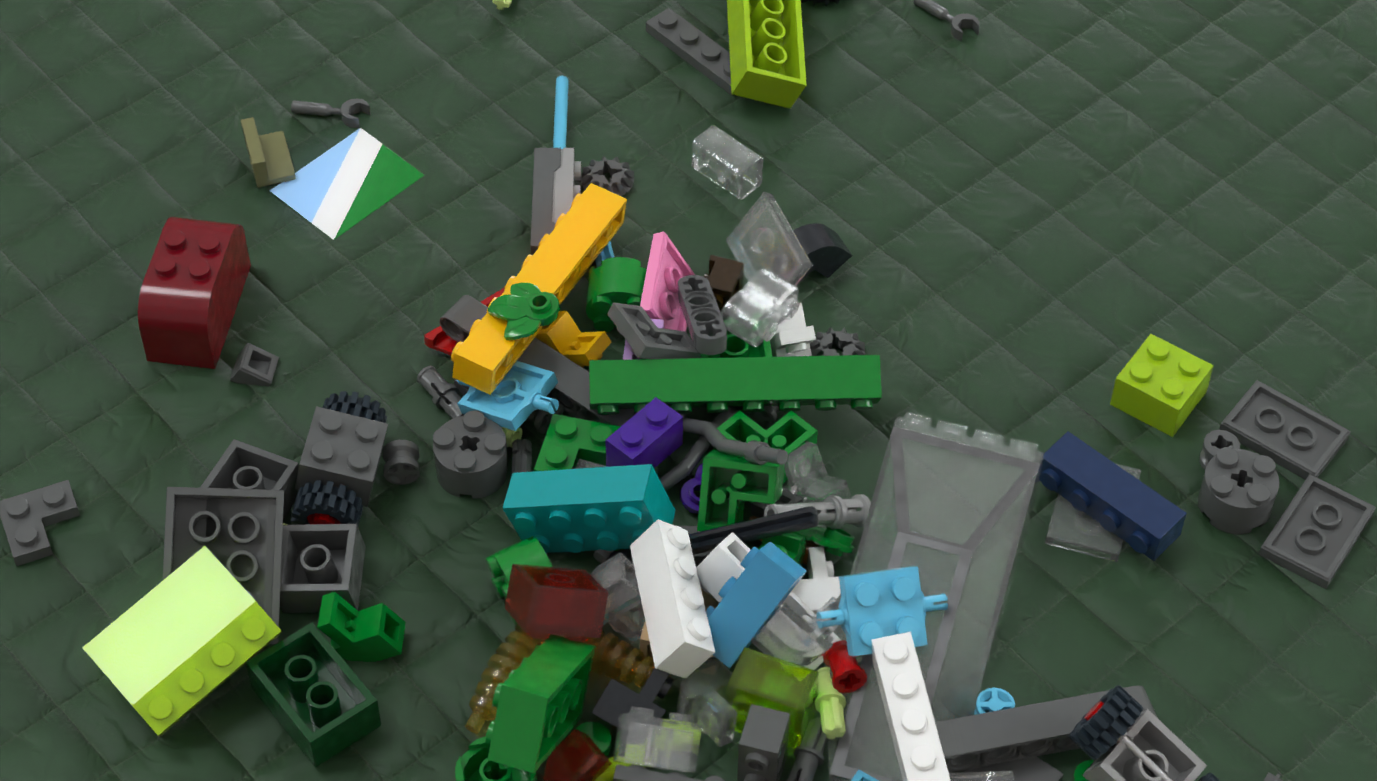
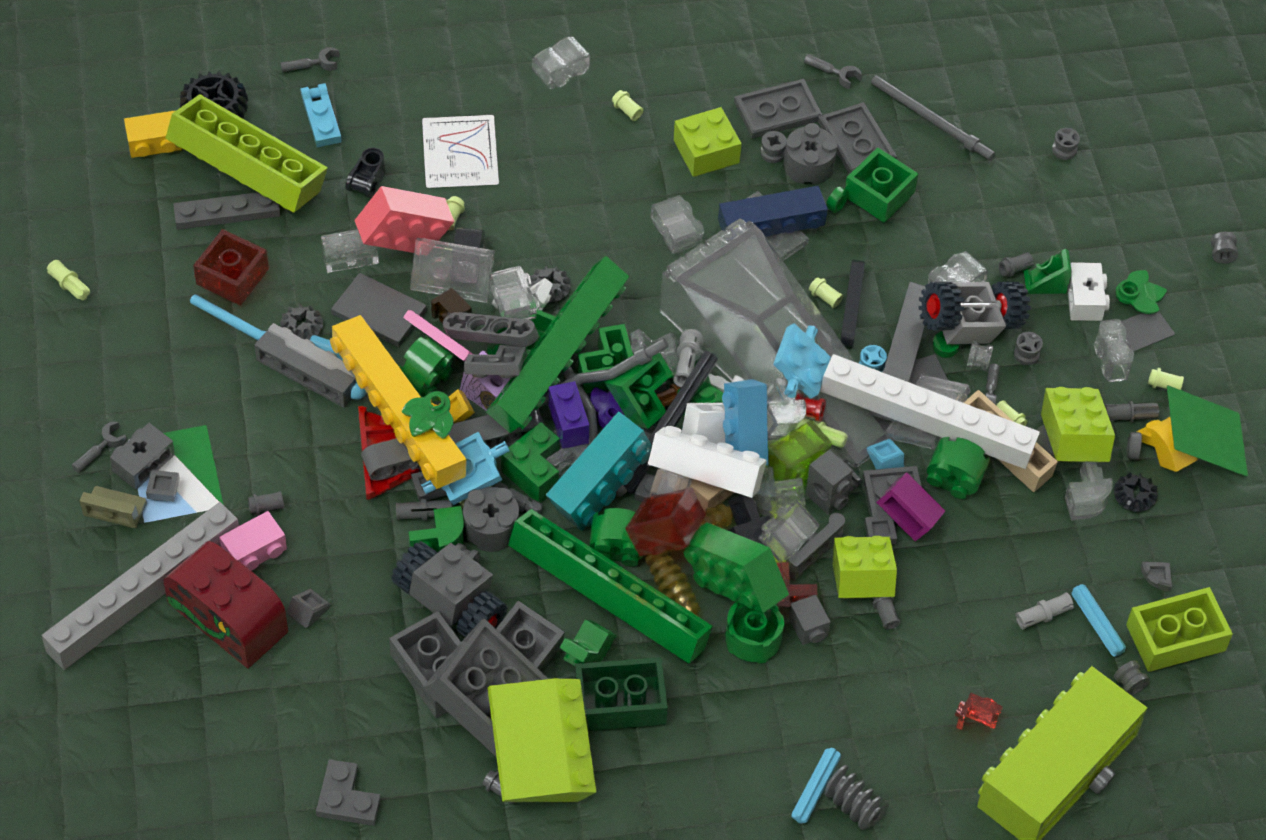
camera: 60 degrees left, 5 degrees up
(143, 212) = (132, 590): none -> light grey brick
(295, 279) = (255, 541): none -> bright pink brick
(315, 176) = (162, 485): none -> dark grey plate
(338, 142) = (142, 453): none -> dark grey brick
(350, 260) = (265, 502): none -> dark grey pin
(416, 425) = (447, 530): none -> green brick
(454, 612) = (610, 586): none -> green brick
(620, 84) = (231, 267): none -> clear red brick
(684, 218) = (380, 308): none -> dark grey tile
(782, 164) = (399, 216): none -> coral brick
(843, 127) = (367, 172): none -> black piece
(854, 220) = (456, 207): none -> yellowish green pin
(885, 57) = (321, 116): none -> medium azure plate
(949, 189) = (460, 151): none -> clear sticker
(1022, 413) = (677, 224): none -> clear brick
(1056, 603) = (825, 292): none -> yellowish green pin
(1062, 646) = (852, 303): none -> black beam
(1144, 203) = (561, 62): none -> clear brick
(1146, 284) = (627, 105): none -> yellowish green pin
(1201, 552) = (837, 199): none -> green tile
(1209, 735) = (959, 269): none -> clear brick
(1260, 582) = (881, 184): none -> green brick

